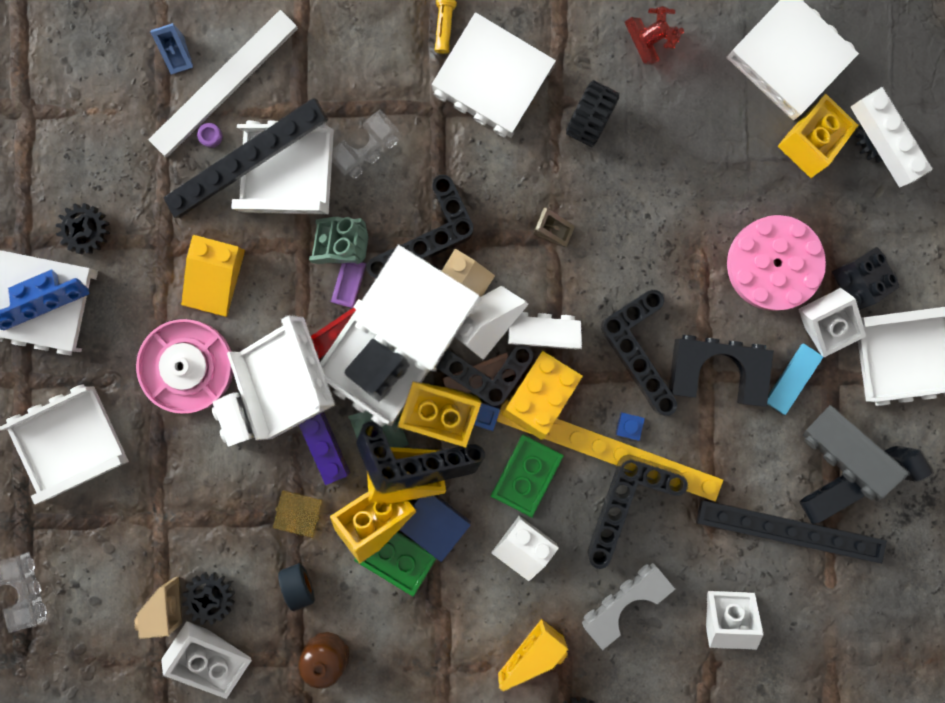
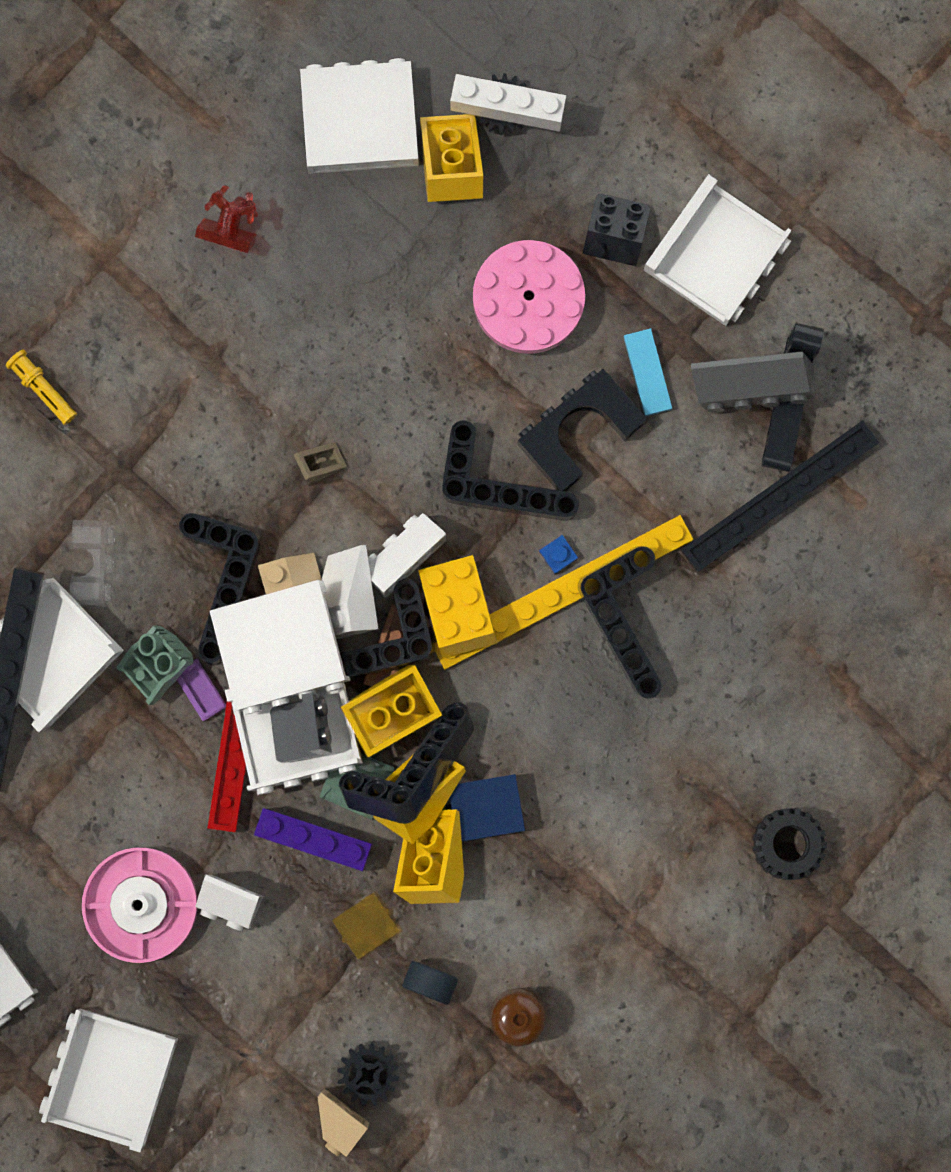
camera: 45 degrees left, 5 degrees down
(204, 661) = (422, 1128): white slope -> none
(211, 275) = (80, 807): yellow slope -> none
(281, 380) = (232, 824): white panel -> none
(401, 563) = (494, 871): green tile -> none
(487, 416) = (433, 673): blue plate -> none
(492, 75) = (134, 394): white panel -> none
(525, 549) = (582, 747): white slope -> none
(527, 475) = (519, 686): green tile -> none
(536, 655) = (682, 815): yellow slope -> none
(592, 113) = (250, 338): black tyre -> none
(648, 585) = (712, 736): light grey arch -> none
(733, 620) = (812, 619): white slope -> none
(833, 321) = (626, 293): white slope -> none

